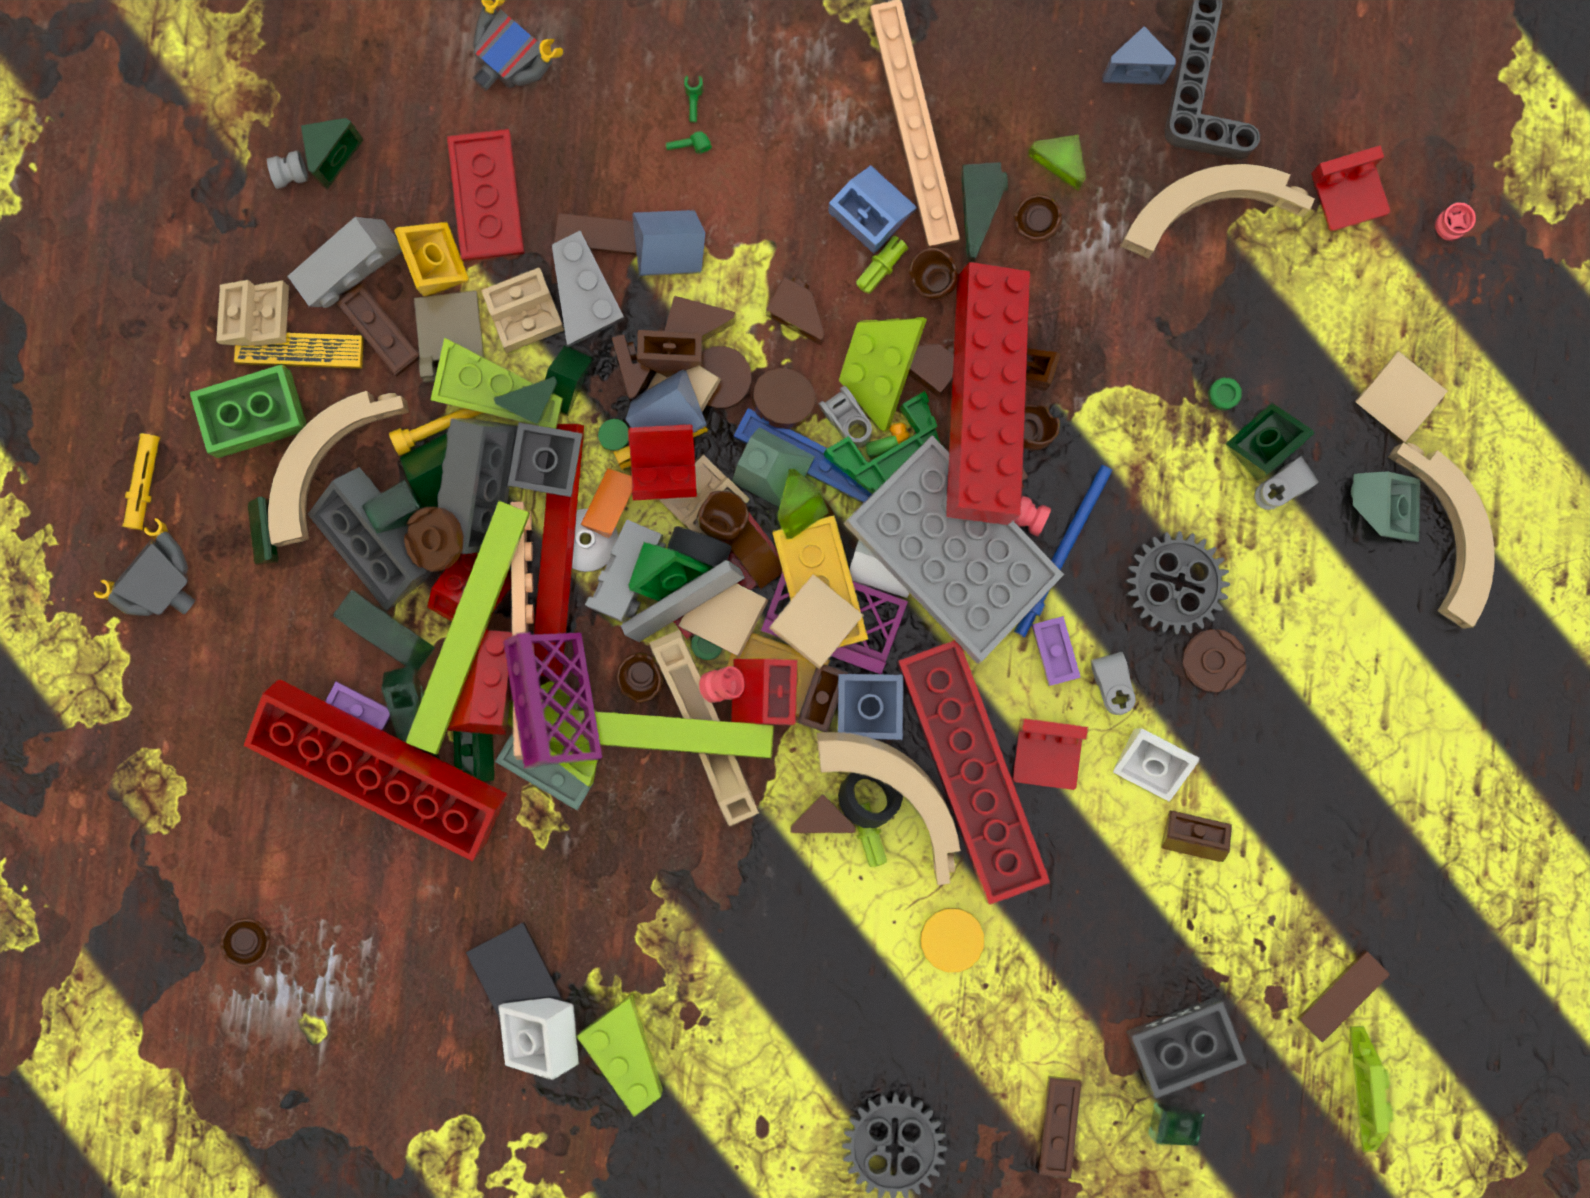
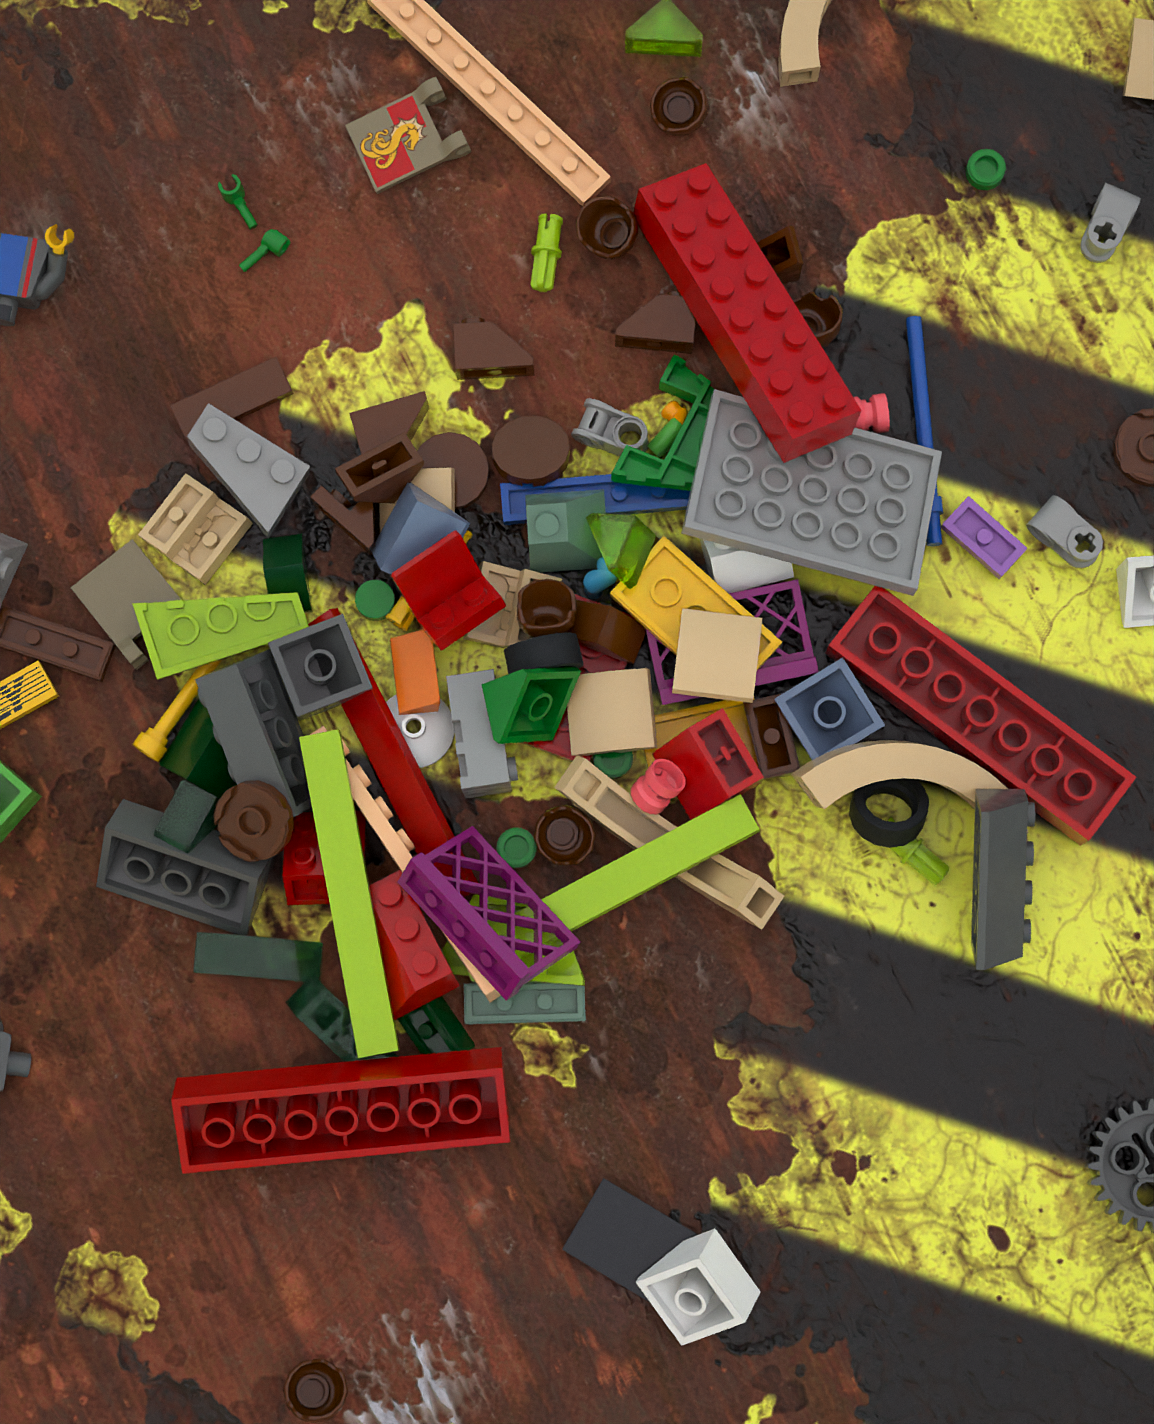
camera: 30 degrees left, 5 degrees down
(263, 550) = (58, 934): dark green slope -> none
(304, 454) = (56, 817): tan arch -> none
(359, 706) = (280, 1054): medium lavender plate -> none
(431, 257) = (64, 532): yellow slope -> none
(485, 195) = (80, 434): red tile -> none
(529, 401) = (265, 613): dark green slope -> none
(603, 664) = (517, 847): none -> green tile
(623, 1055) = (802, 1250): lime wedge -> none
(668, 242) = (308, 364): sand blue slope -> none
(682, 601) = (560, 724): light grey tile -> none
(769, 518) = (598, 580): none -> dark azure arm
(822, 818) = (853, 862): reddish brown slope -> none
(833, 122) = (403, 139): none -> flag
(871, 208) = (498, 202): medium blue slope -> none
(880, 364) = (611, 351): lime wing -> none
(913, 891) = (1000, 876): none -> dark grey slope
(952, 940) = (1071, 908): yellow tile -> none
(981, 195) = (604, 118): clear green slope -> none
(1048, 753) = (1044, 646): red bracket -> none
(1184, 555) = (1074, 421): dark grey gear -> none
(1268, 440) = (1062, 188): dark green slope -> none

